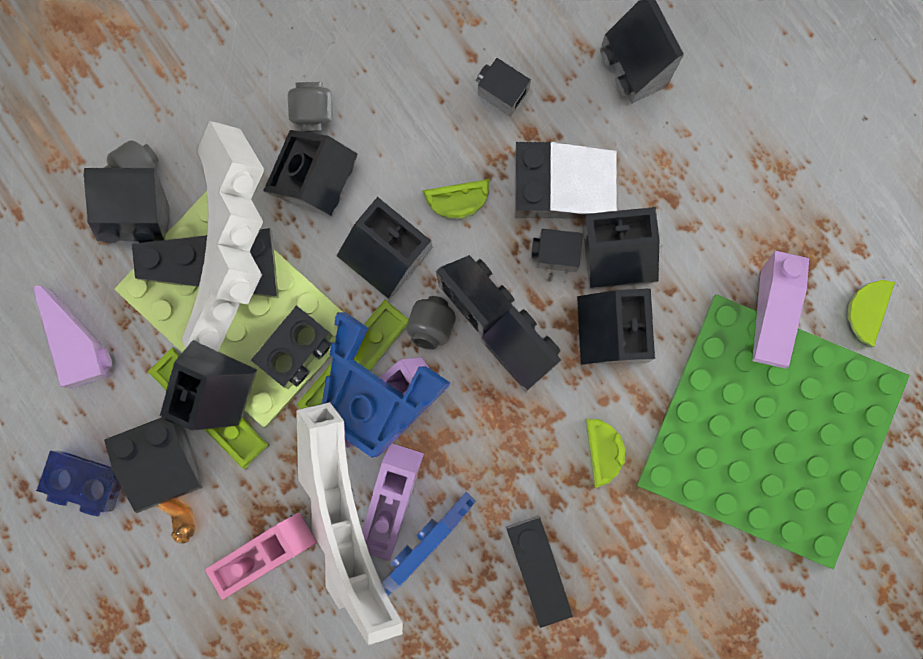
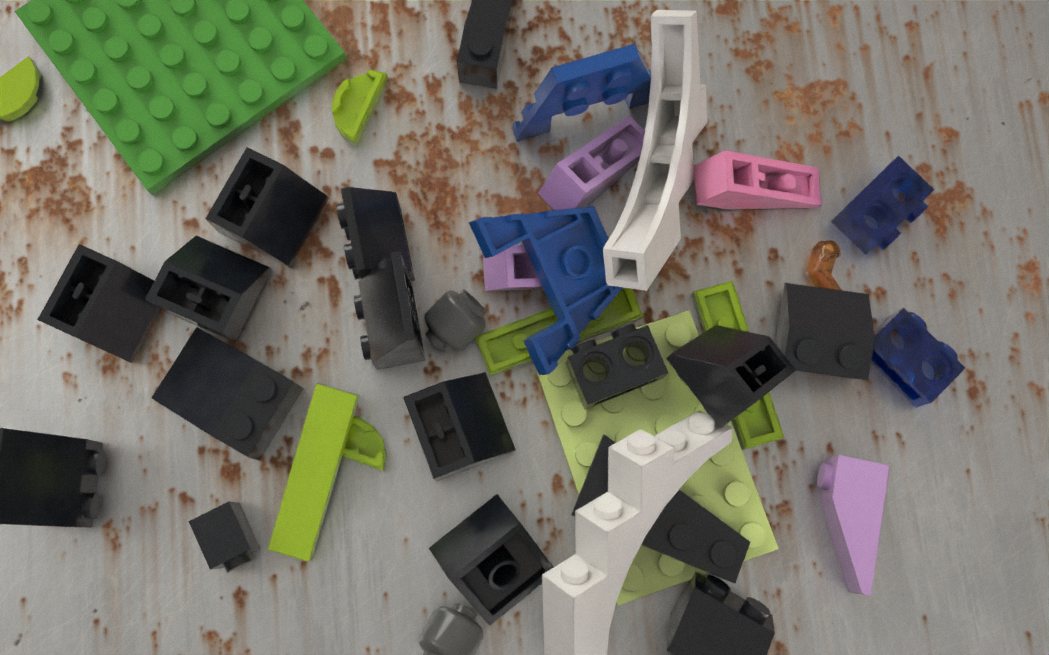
camera: 160 degrees left, 5 degrees down
(163, 595) = (880, 203): none -> clear blue brick
(468, 162) = (313, 472): none -> lime tile
(557, 250) = (277, 322): black brick -> none
(688, 192) = (101, 304): none -> black slope
(779, 308) = (90, 135): lavender slope -> none

